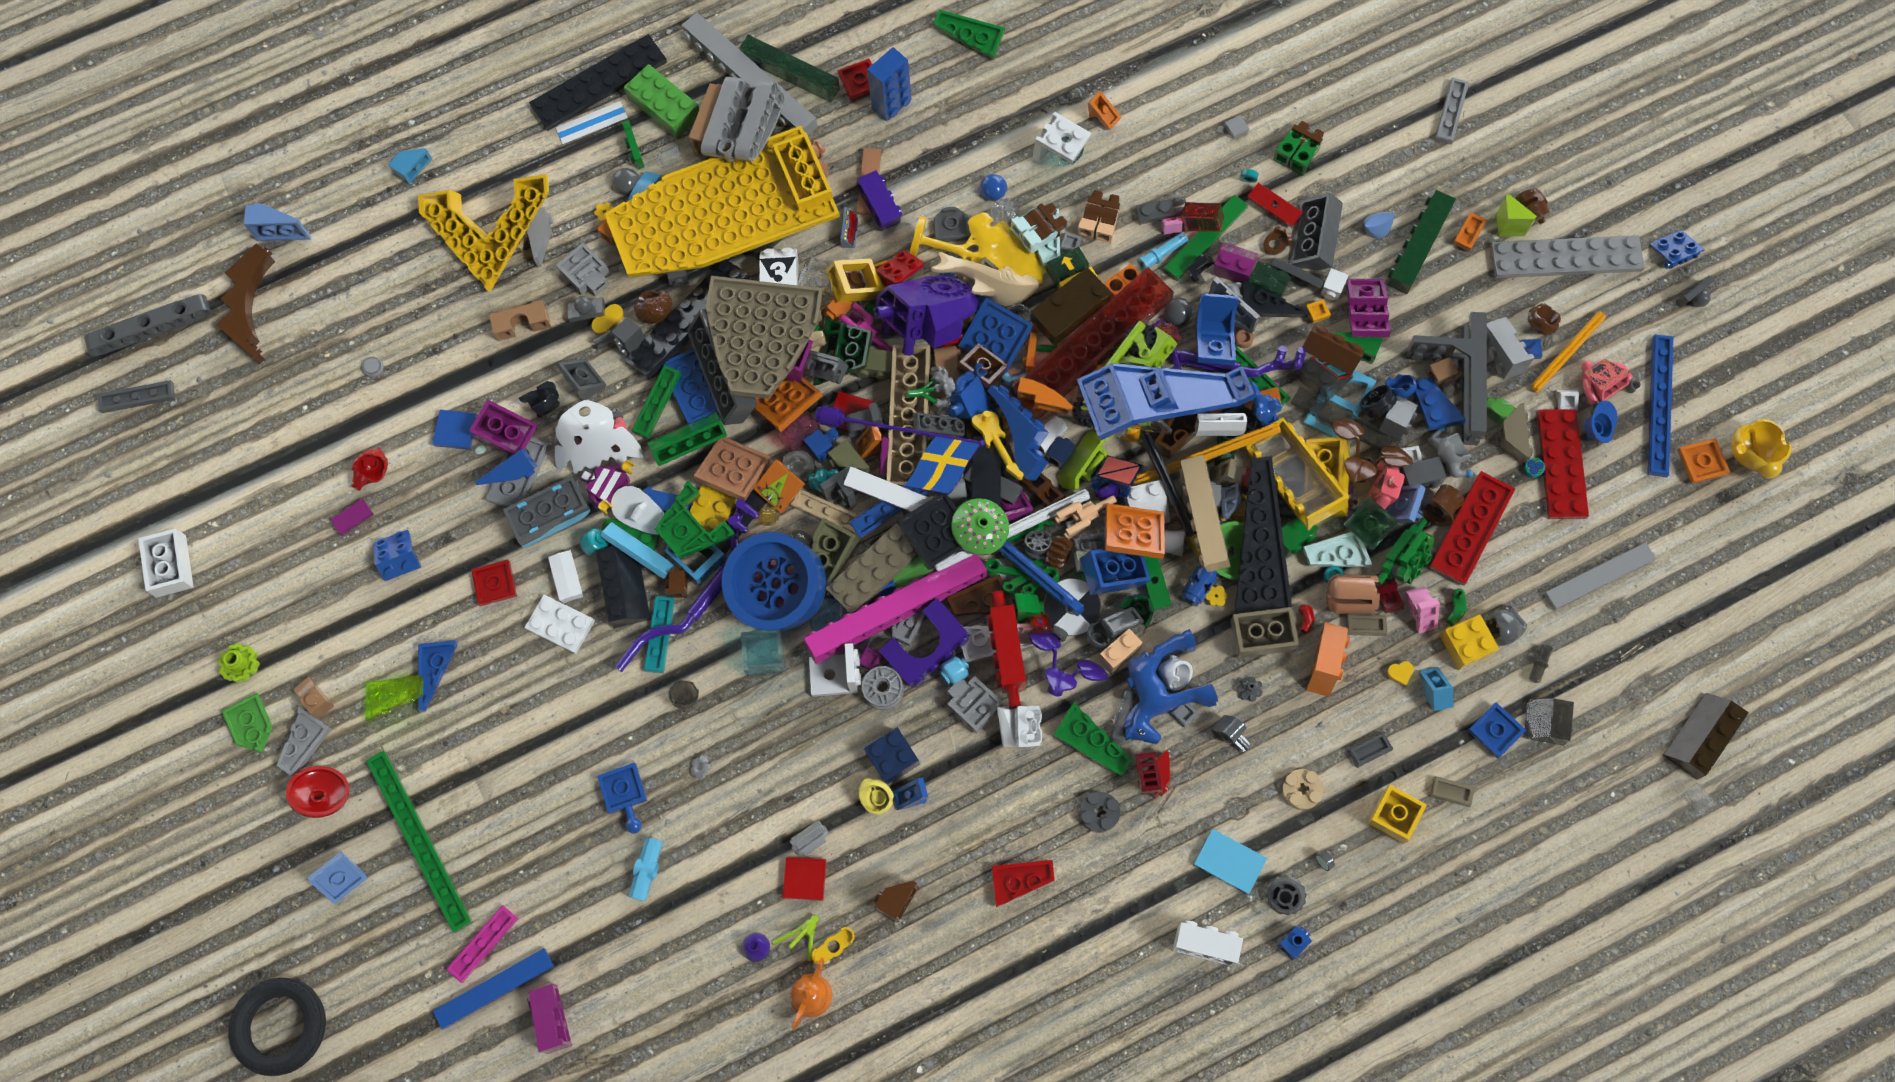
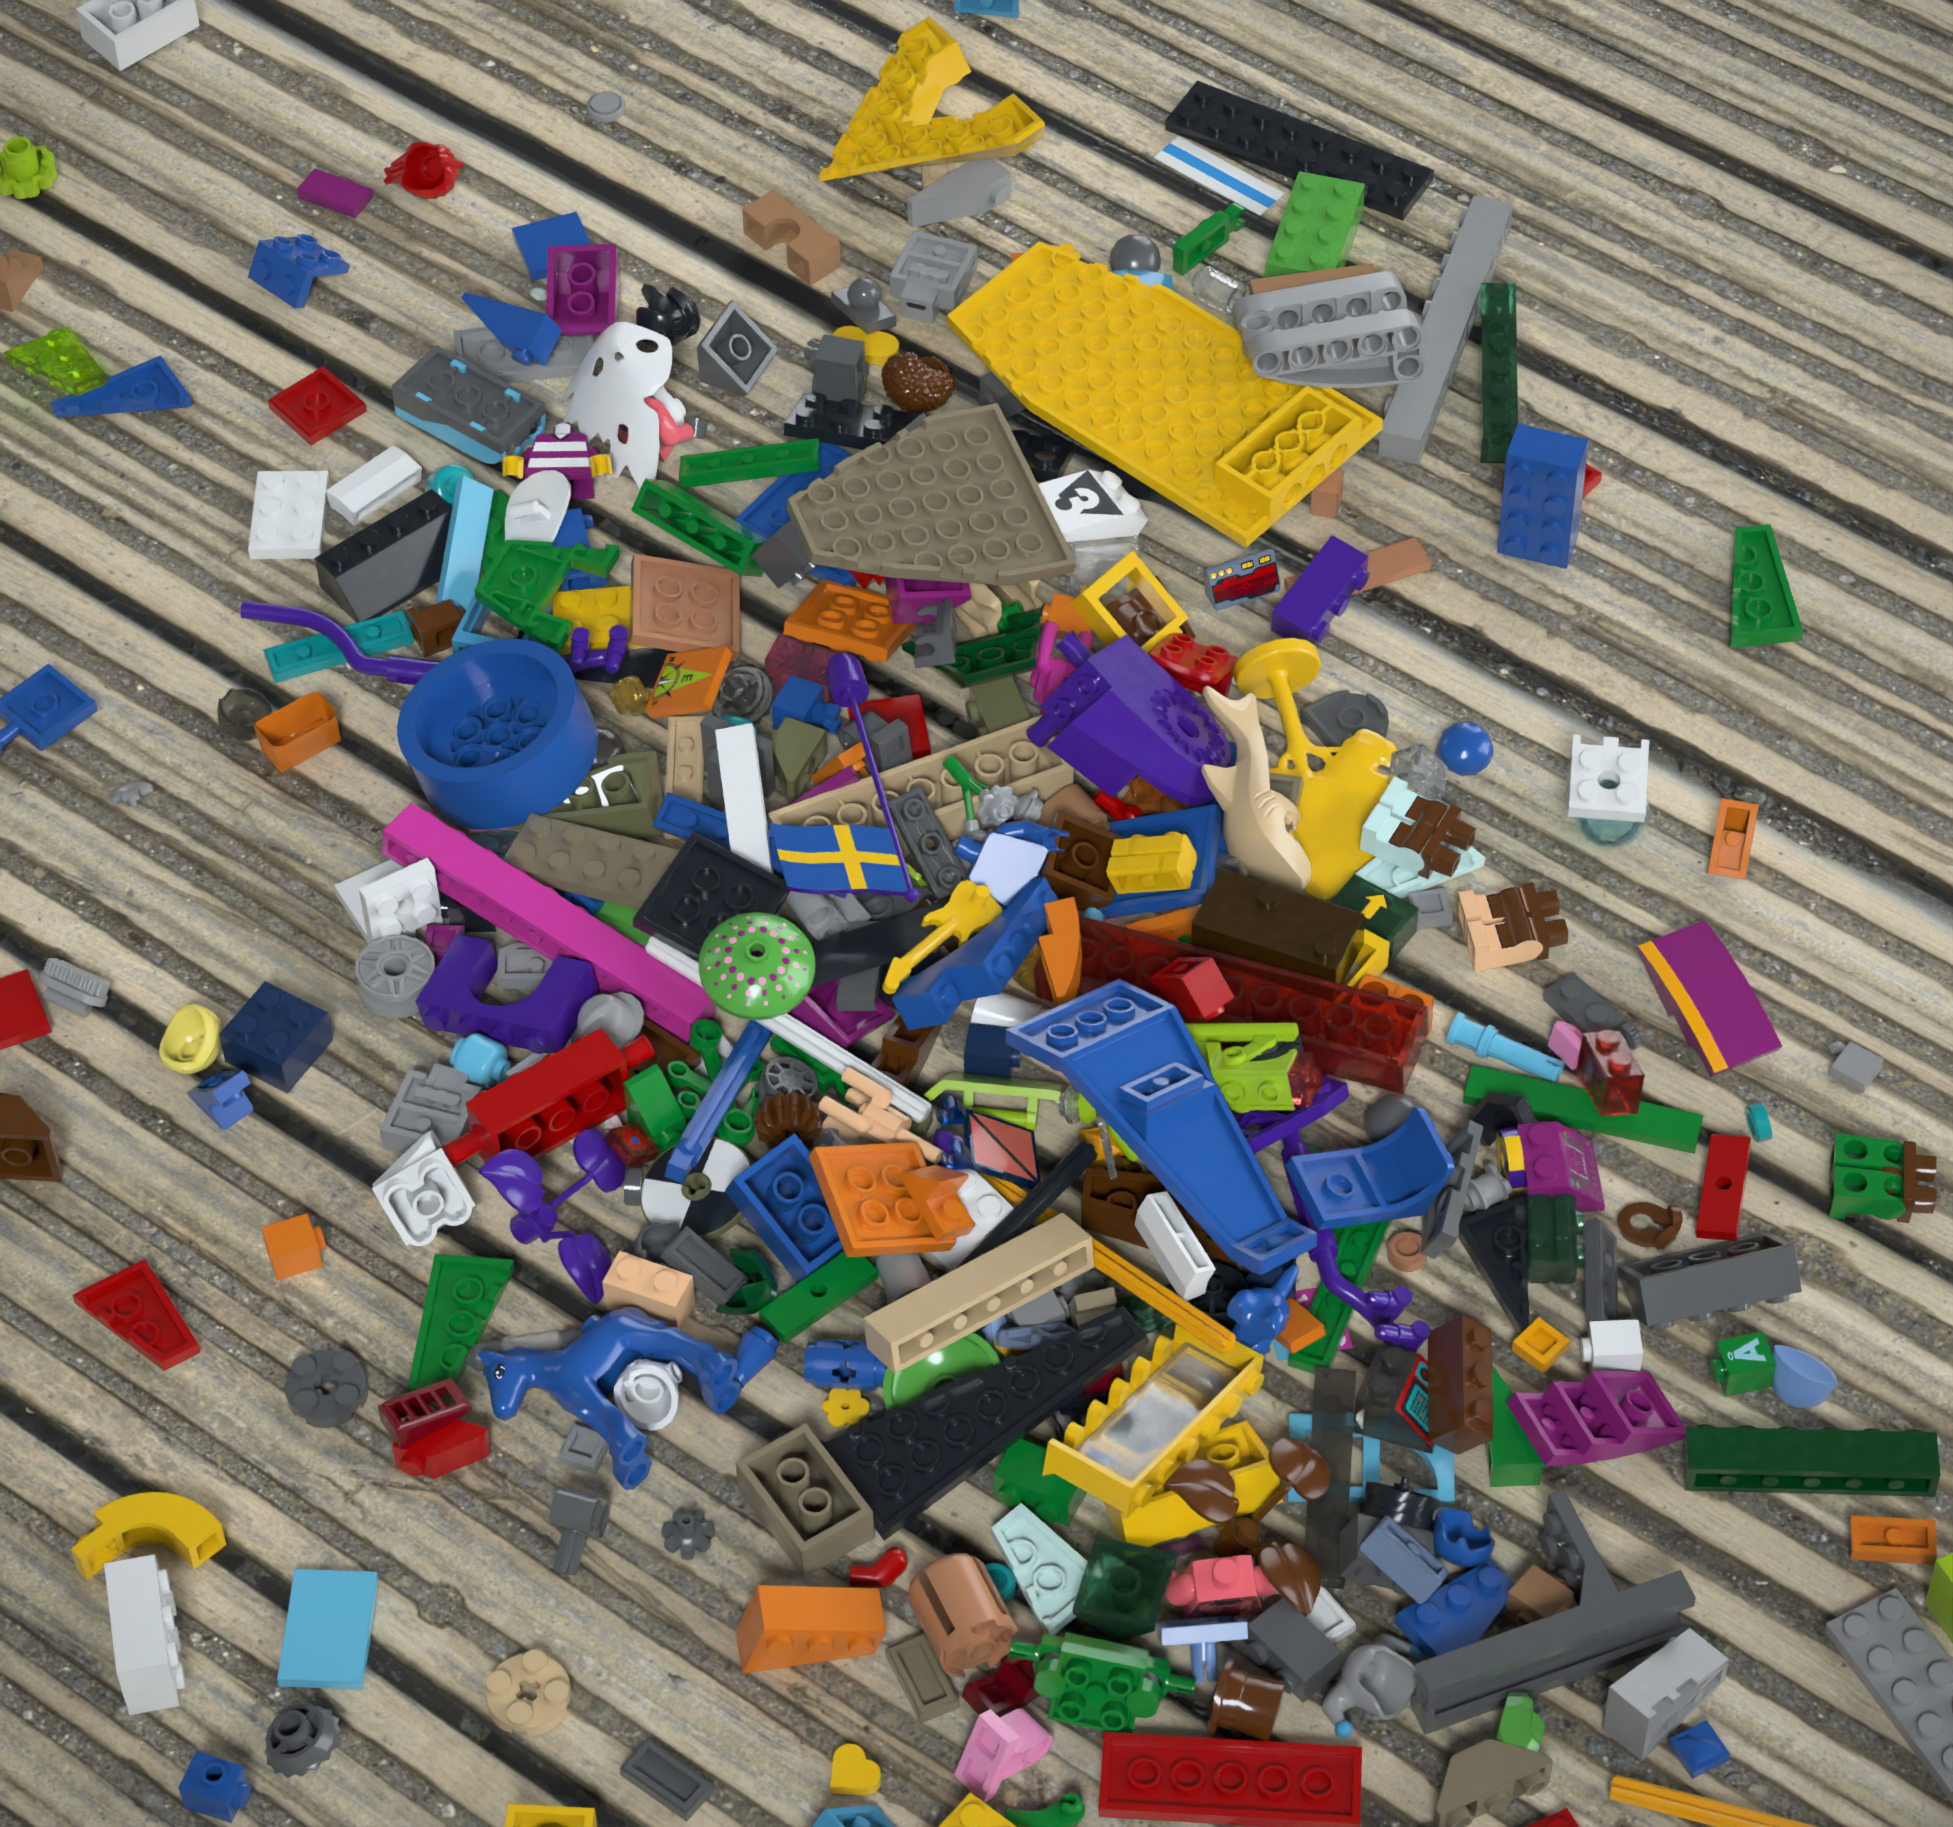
camera: 60 degrees right, 20 degrees down
(704, 657) = (277, 727): none -> orange piece
(762, 652) = (371, 782): clear light blue brick -> none
(819, 150) = (1363, 474): nougat plant -> none
(967, 606) = (617, 1014): none -> light grey piece
(1003, 338) = (1151, 863): none -> yellow brick
(1016, 795) = (293, 1246): none -> orange brick
(1090, 352) = (1194, 986): none -> red slope
(1142, 508) = (936, 1197): none -> orange slope
(1149, 904) = (149, 1520): none -> yellow arch
(1172, 622) = (753, 1353): none -> blue cone
(1177, 161) = (1708, 997): none -> magenta slope
(1225, 274) = (1511, 1157): none -> piece
(1325, 860) = (401, 1778): dark grey tile -> none
(1364, 241) = (1743, 1364): none -> green brick
(1412, 411) = (1404, 1560): none -> sand blue slope
(1544, 319) = (1775, 1739): reddish brown hair -> none

